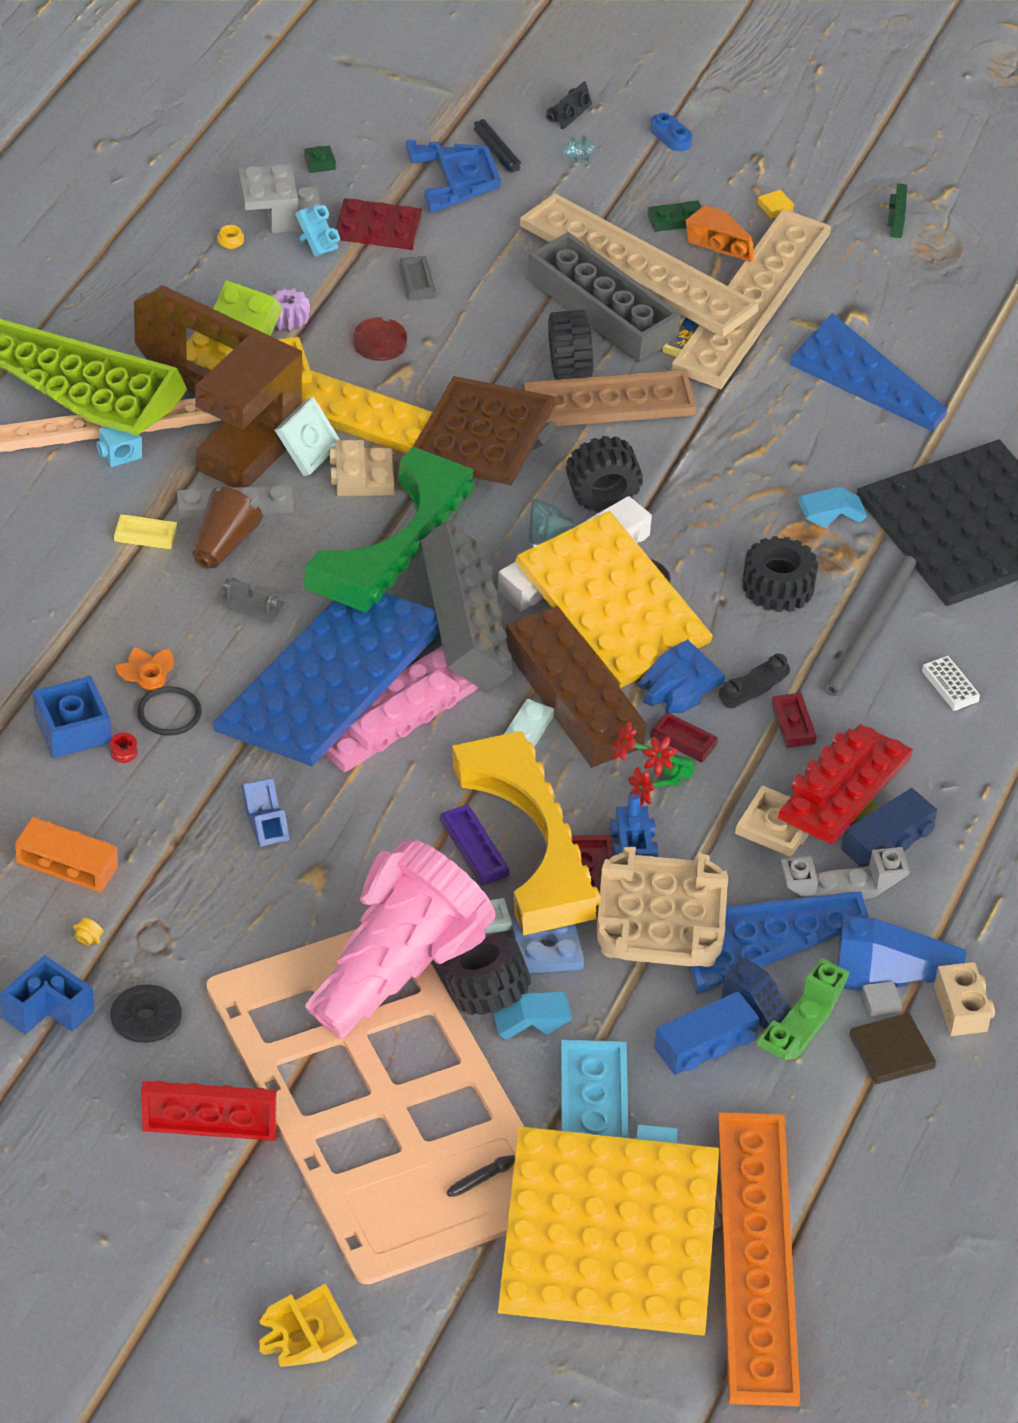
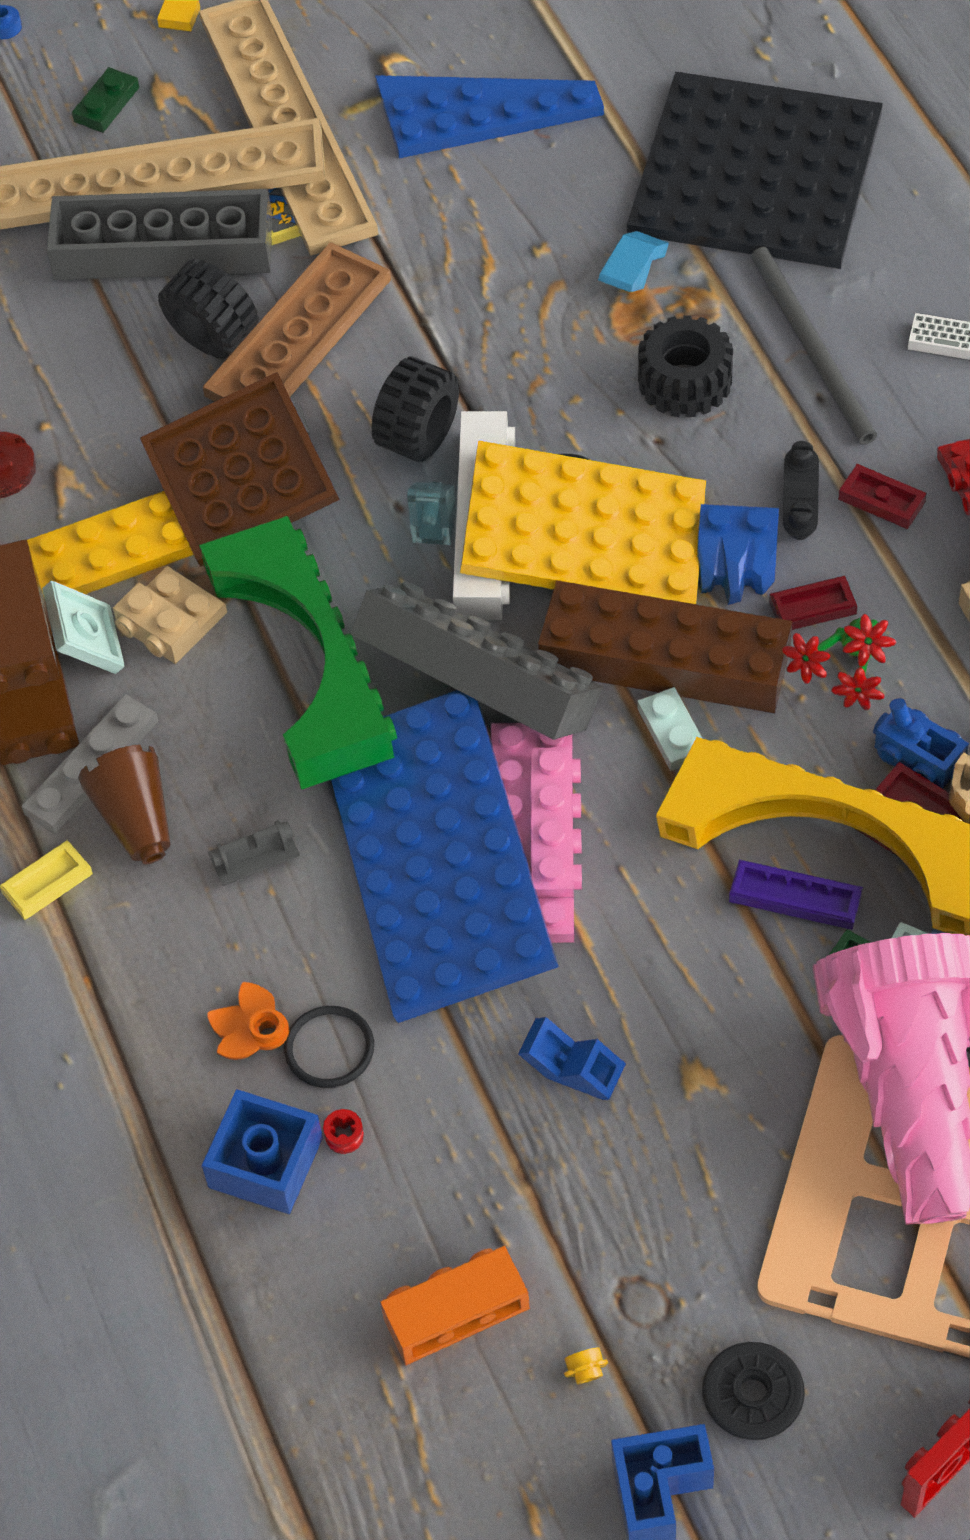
camera: 40 degrees left, 10 degrees up
(719, 232) = (182, 79): orange slope -> none

